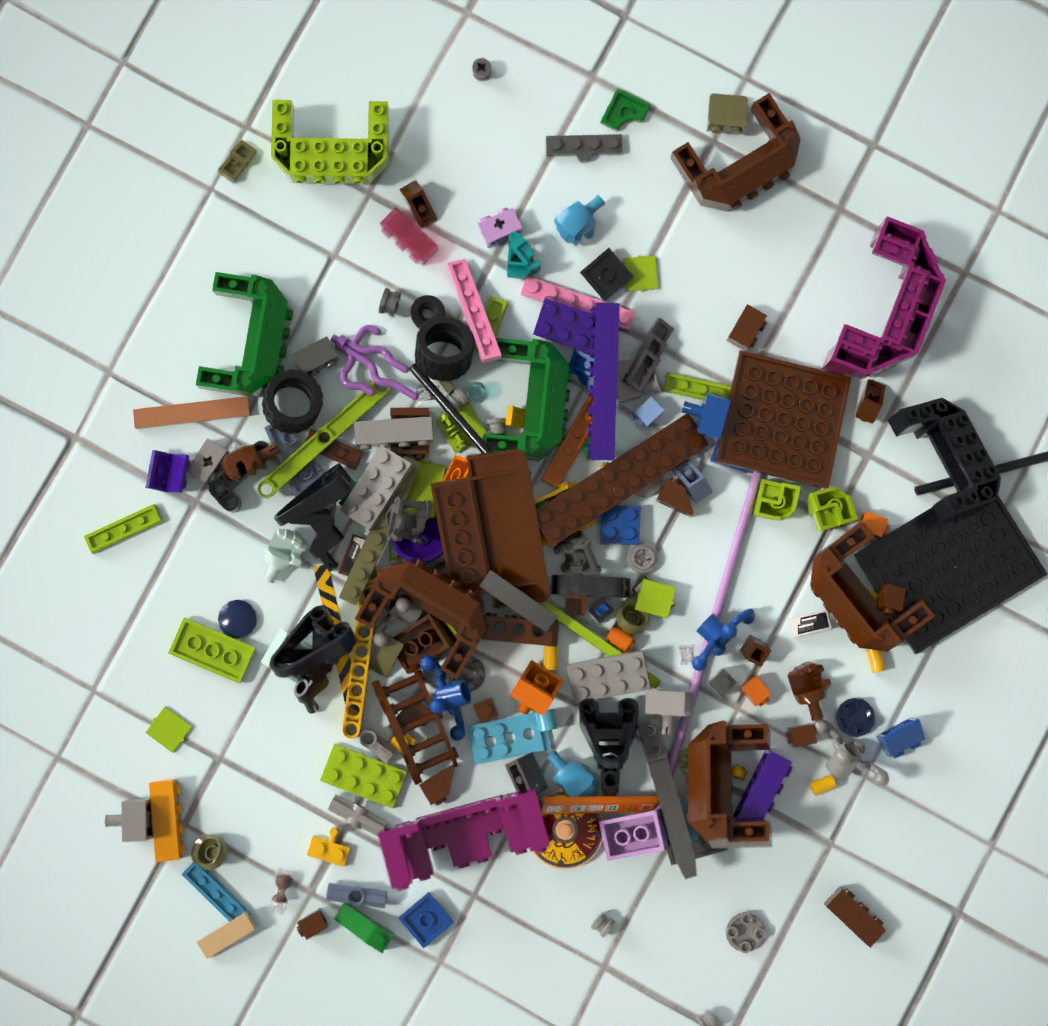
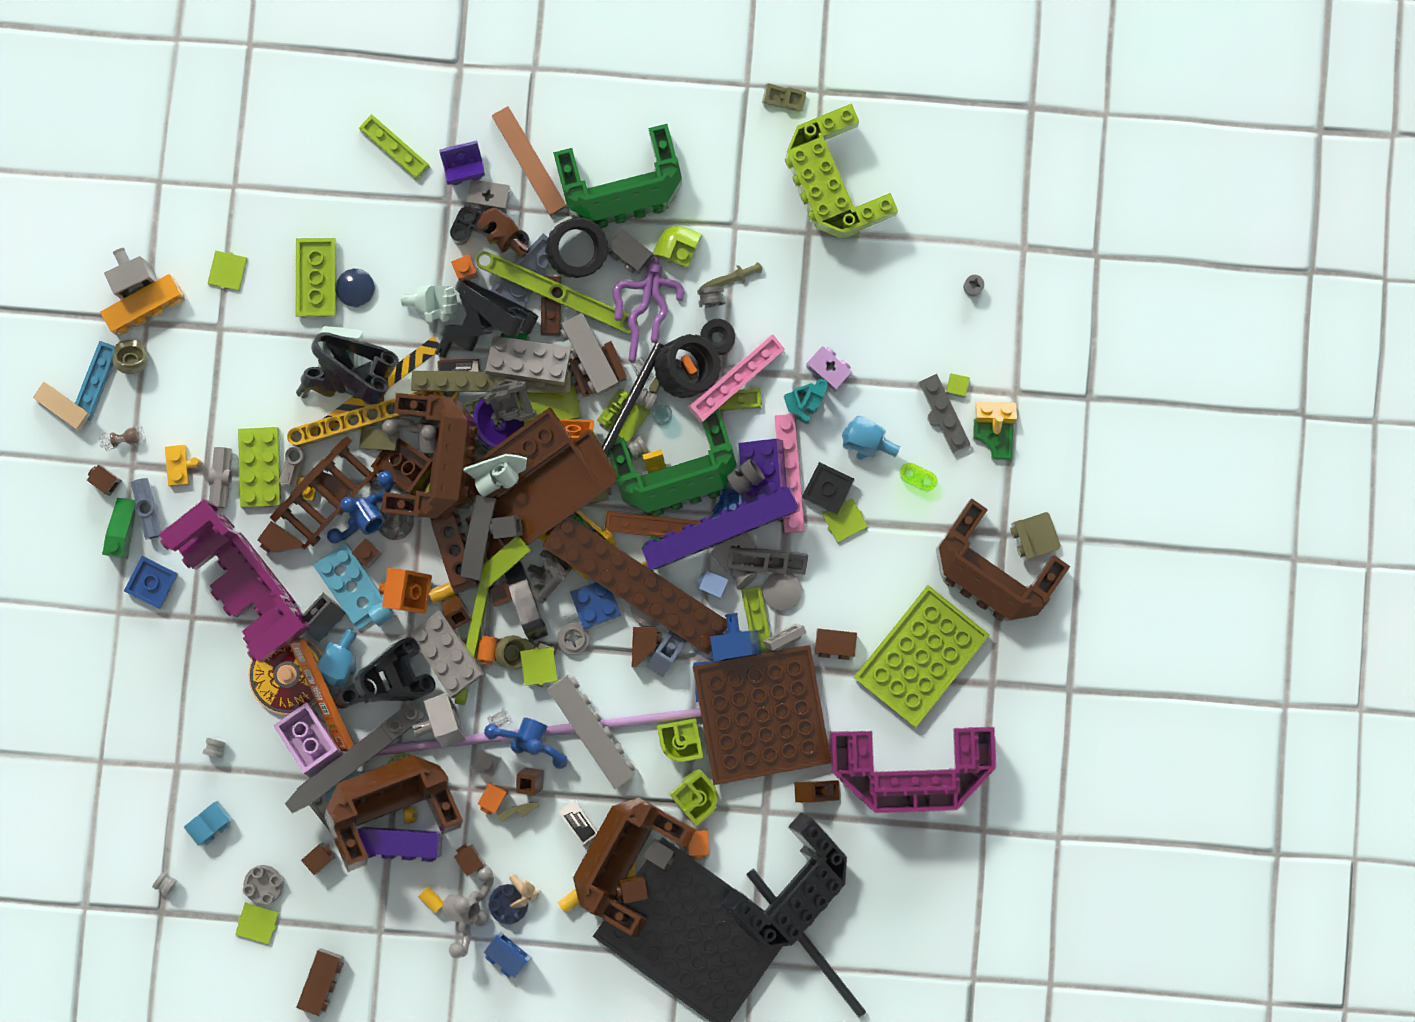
camera: 65 degrees right, 0 degrees up
(265, 511) = (464, 268): none -> orange brick
(329, 312) = (677, 245): none -> lime brick
(379, 270) = (737, 275): none -> olive sword
(408, 236) = (781, 287): clear pink brick -> none
(418, 203) = (817, 282): reddish brown slope -> none
(445, 348) = (689, 367): none -> orange tile
(468, 557) = (496, 472): none -> light aqua panel
(520, 571) = (506, 526): none -> dark grey brick
(549, 587) = (503, 561): none -> lime tile
(563, 122) = (957, 385): none -> lime tile
(568, 338) = (746, 477): none -> dark grey wheel
(574, 651) = (456, 611): none -> reddish brown brick
(601, 610) = (507, 620): pearl dark grey piece -> none
(603, 100) = (996, 413): none -> yellow plate
(629, 191) = (918, 476): none -> clear neon green plate
(669, 958) = (208, 823): none -> dark azure brick
(680, 355) = (782, 591): none -> light grey dish
(723, 370) = (788, 635): none -> light grey plate
(734, 576) = (591, 731): none -> light grey brick
(743, 871) = (318, 858): none -> reddish brown brick
(776, 666) = (523, 809): none -> olive slope
(777, 952) = (257, 923): none -> lime piece
(790, 258) = (921, 656): none -> lime plate
(809, 687) = (517, 847): reddish brown piece -> none
(853, 694) = (527, 891): none -> tan plant
(869, 562) = (659, 854): none -> dark grey brick

